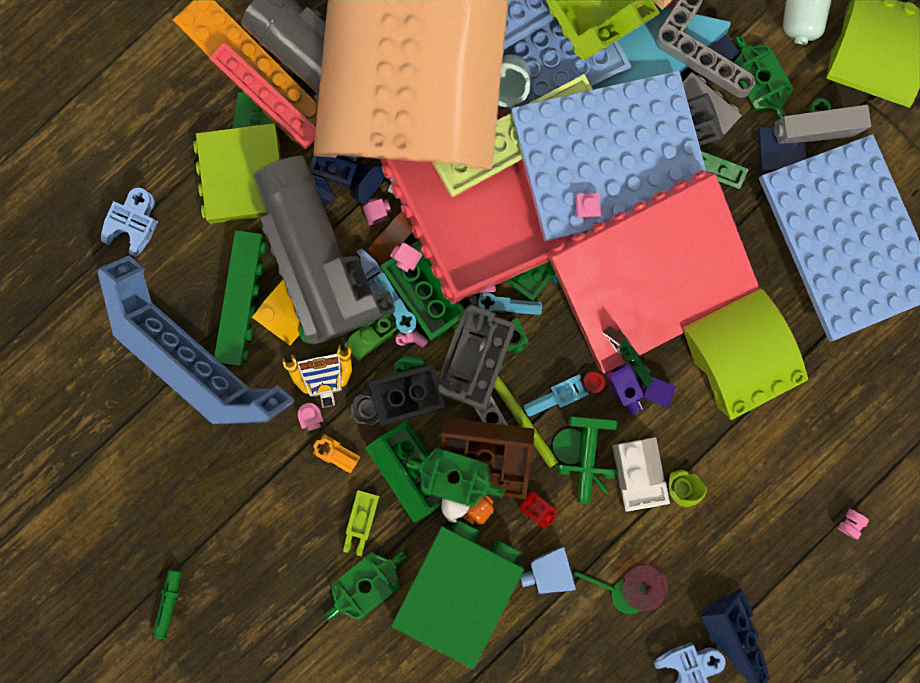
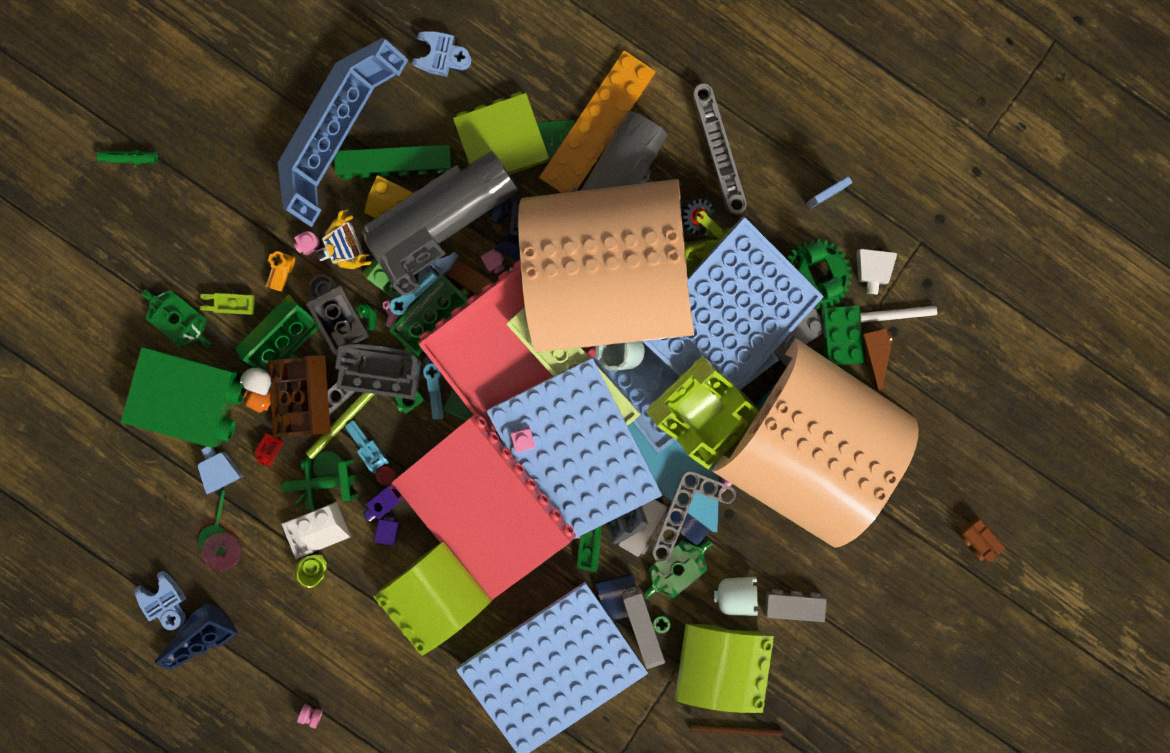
camera: 80 degrees right, 5 degrees up
(264, 95) = (571, 143): coral plate -> none
(406, 257) = (452, 295): bright pink plate -> none
(473, 481) = (276, 390): green plate -> none
(629, 355) = (408, 500): dark green wing -> none

